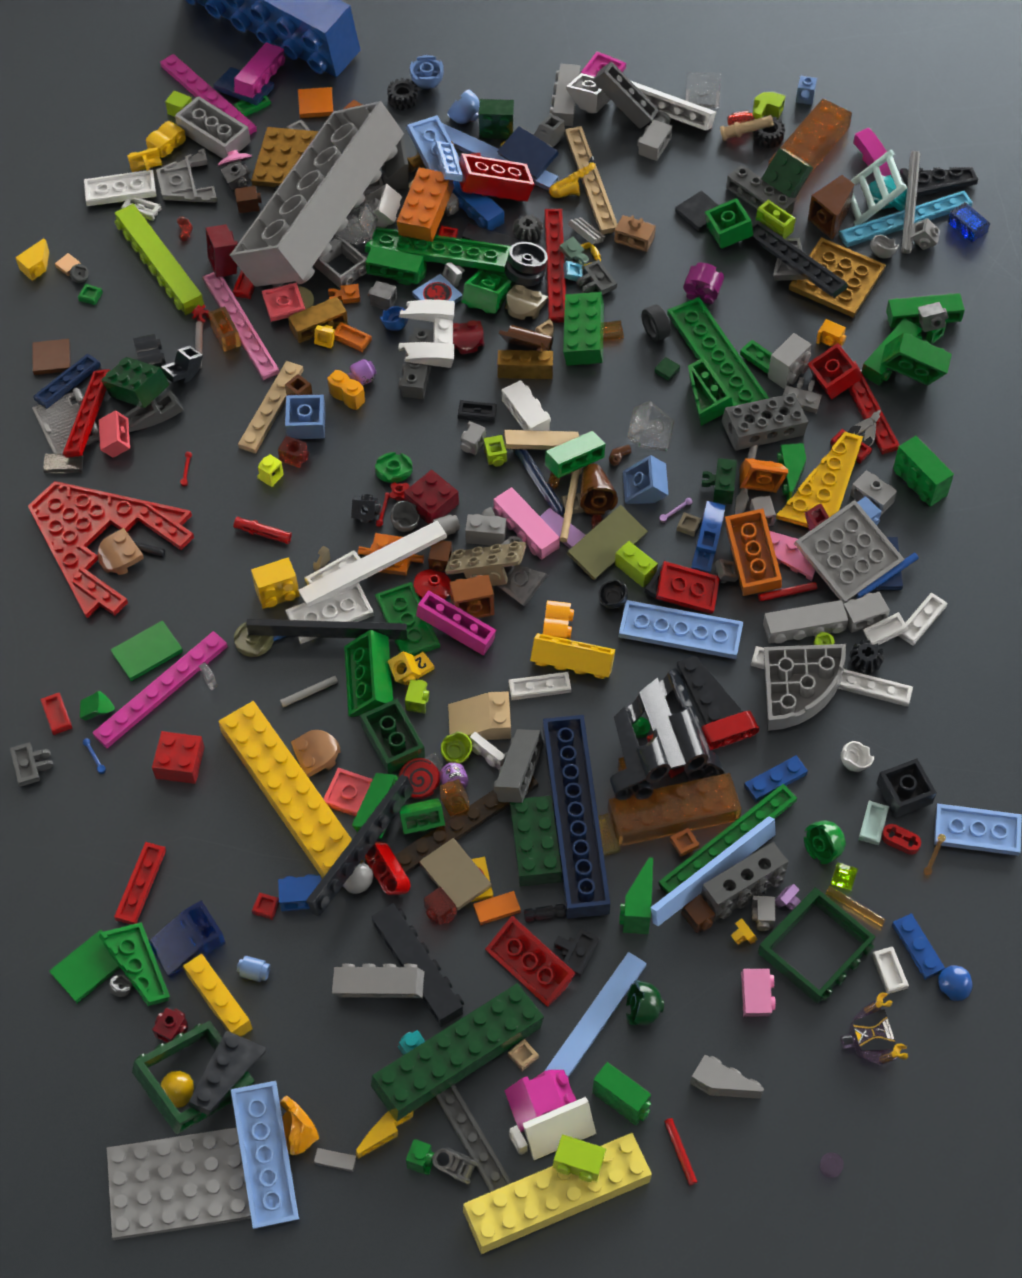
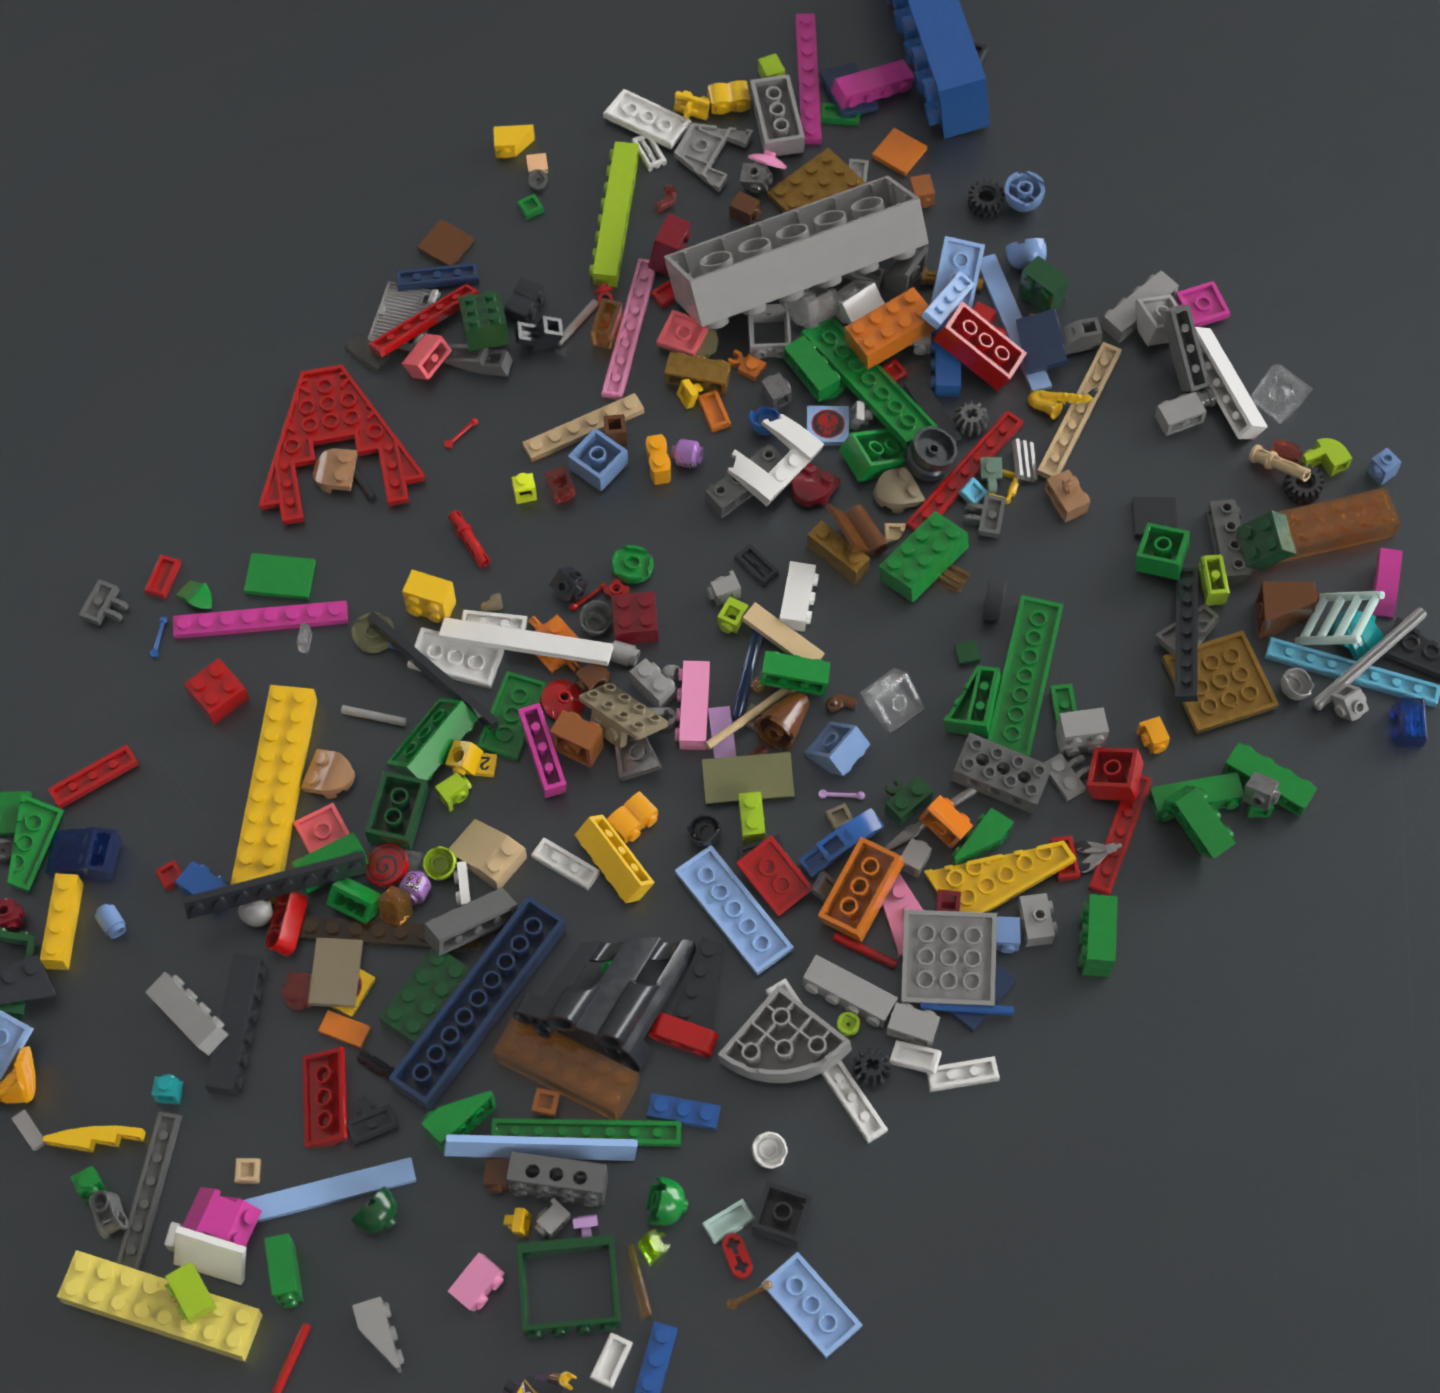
camera: 40 degrees right, 5 degrees up
(456, 1052) = (191, 1123): dark green brick -> none
(608, 836) = (484, 1051): clear yellow tile -> none
(703, 282) = (1078, 593): magenta brick -> none

